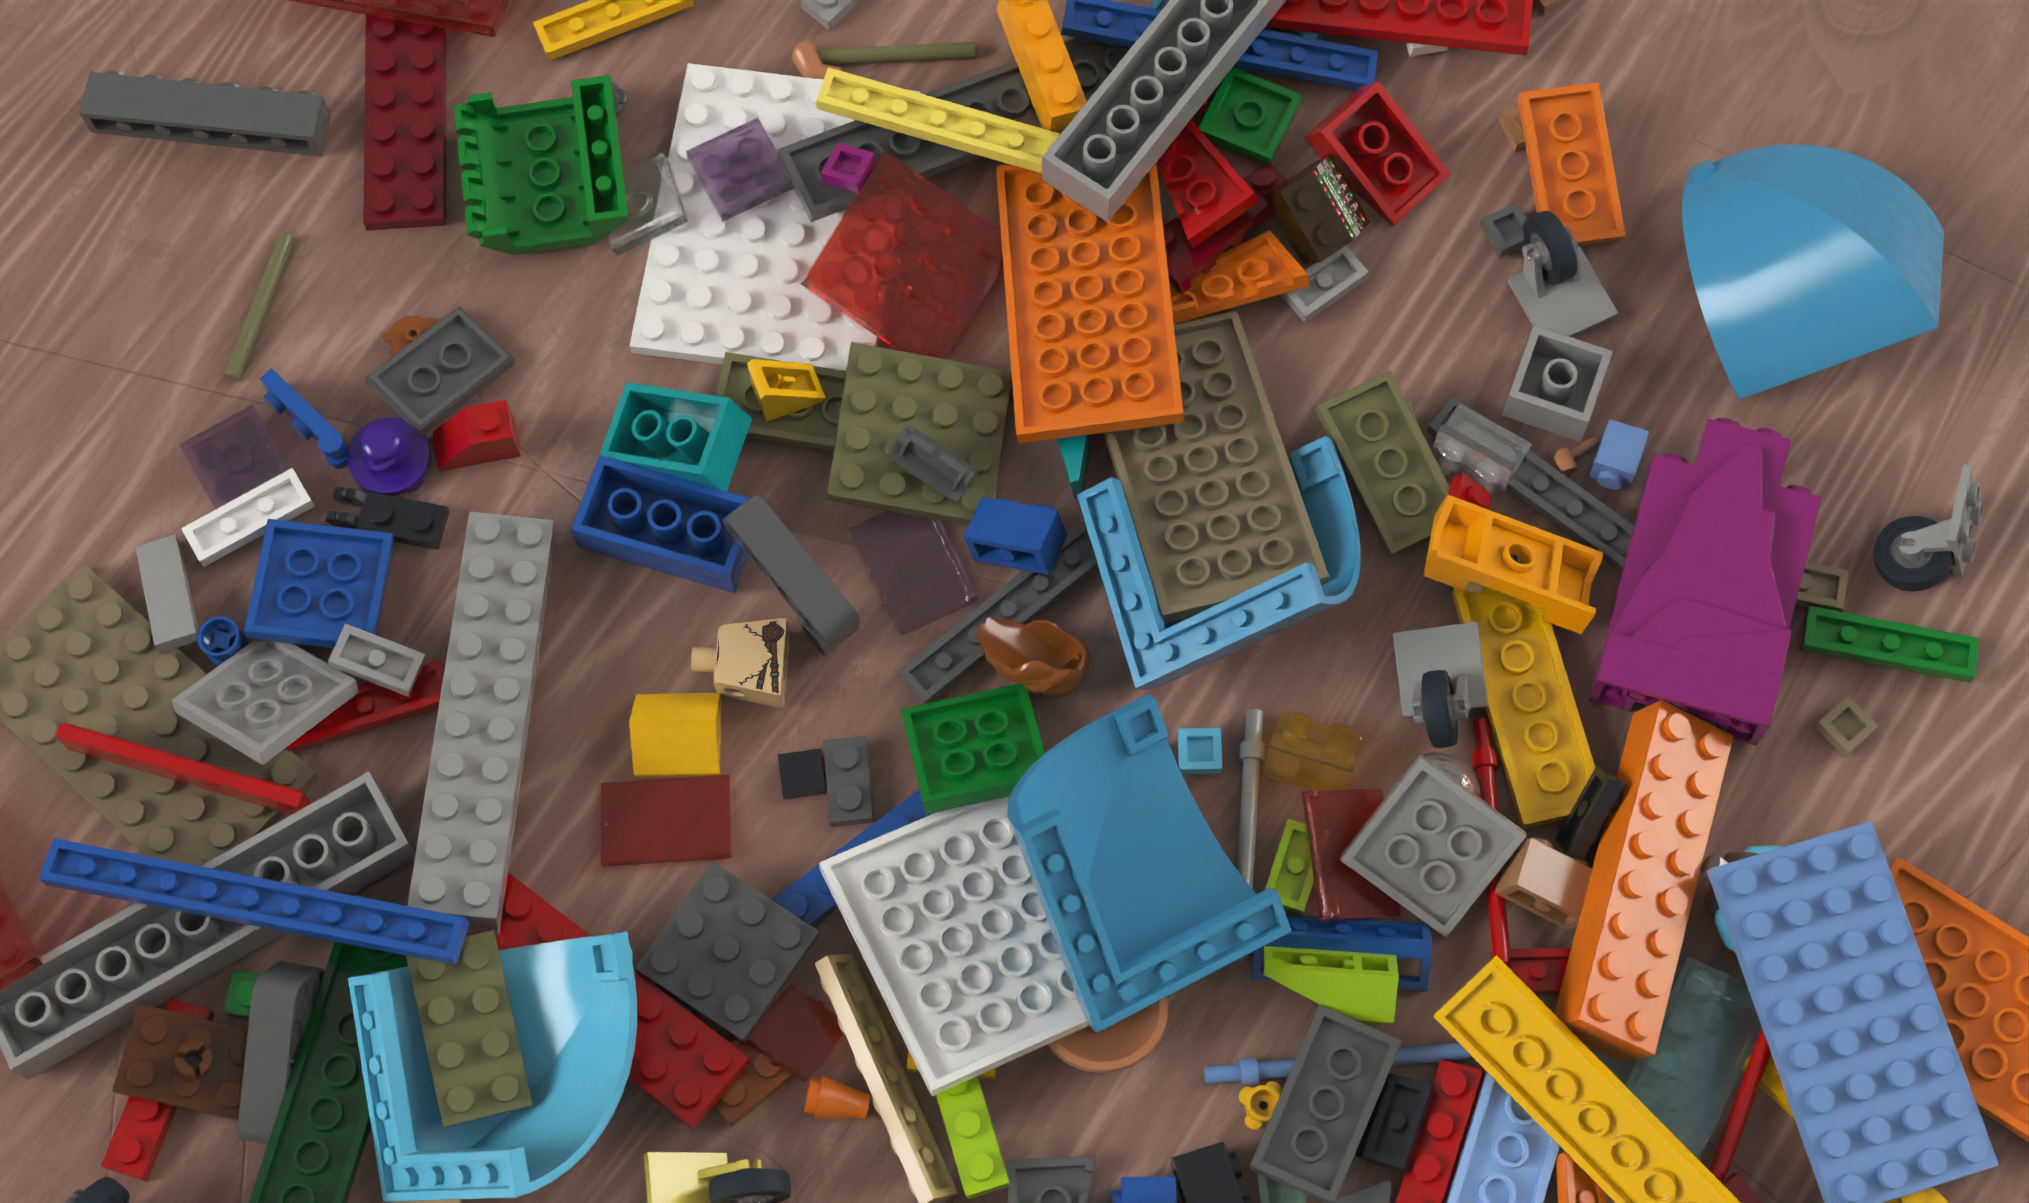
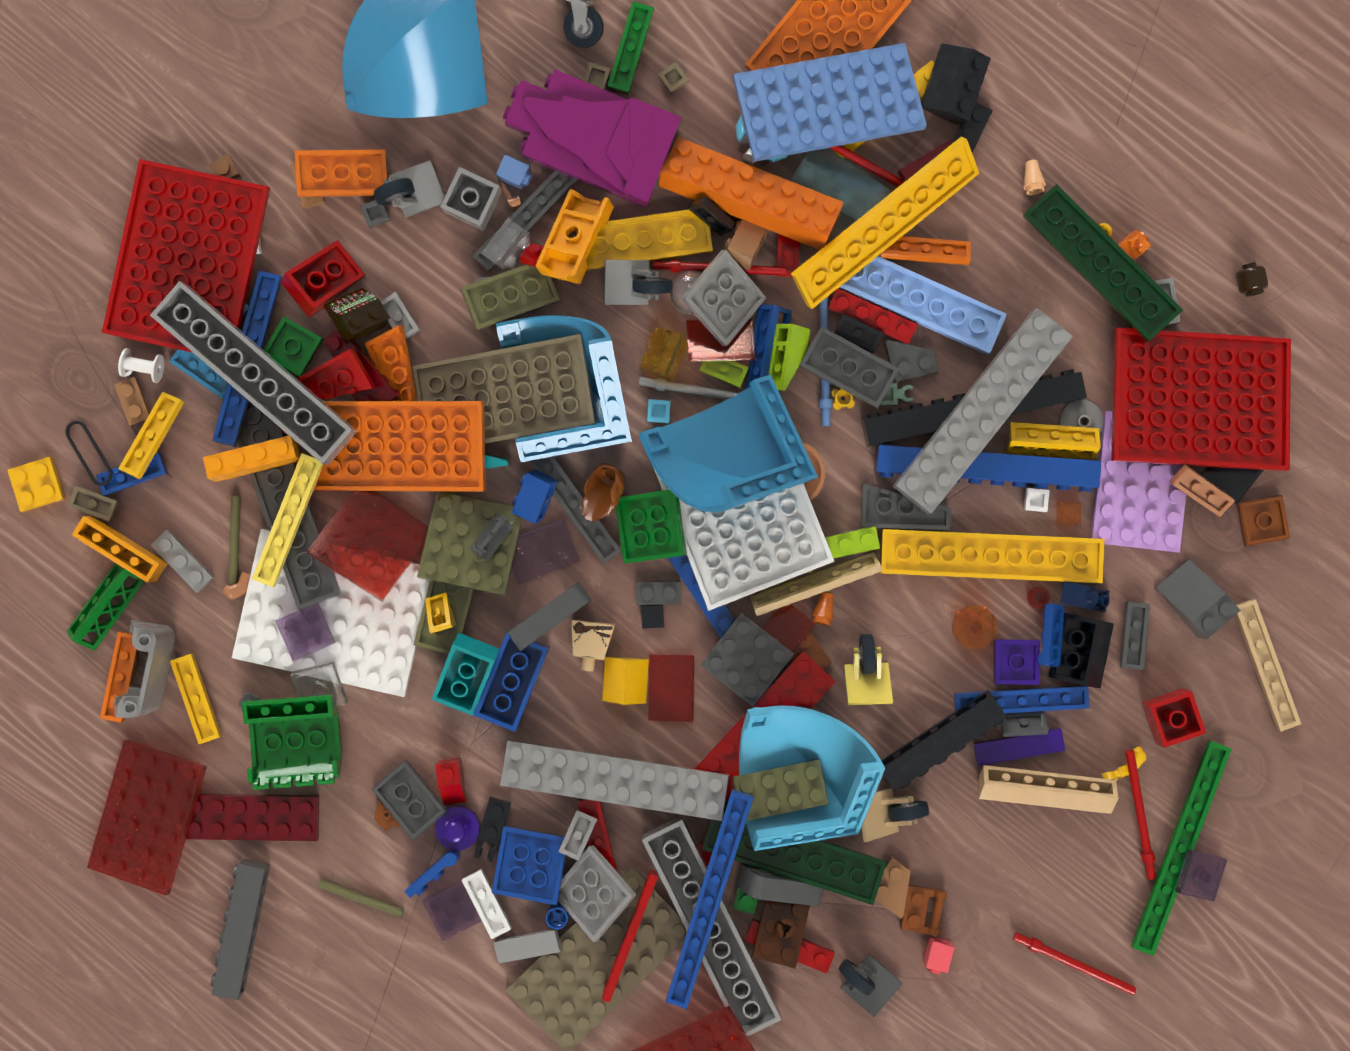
camera: 90 degrees left, 20 degrees up
(848, 167) = (315, 571): magenta plate -> none

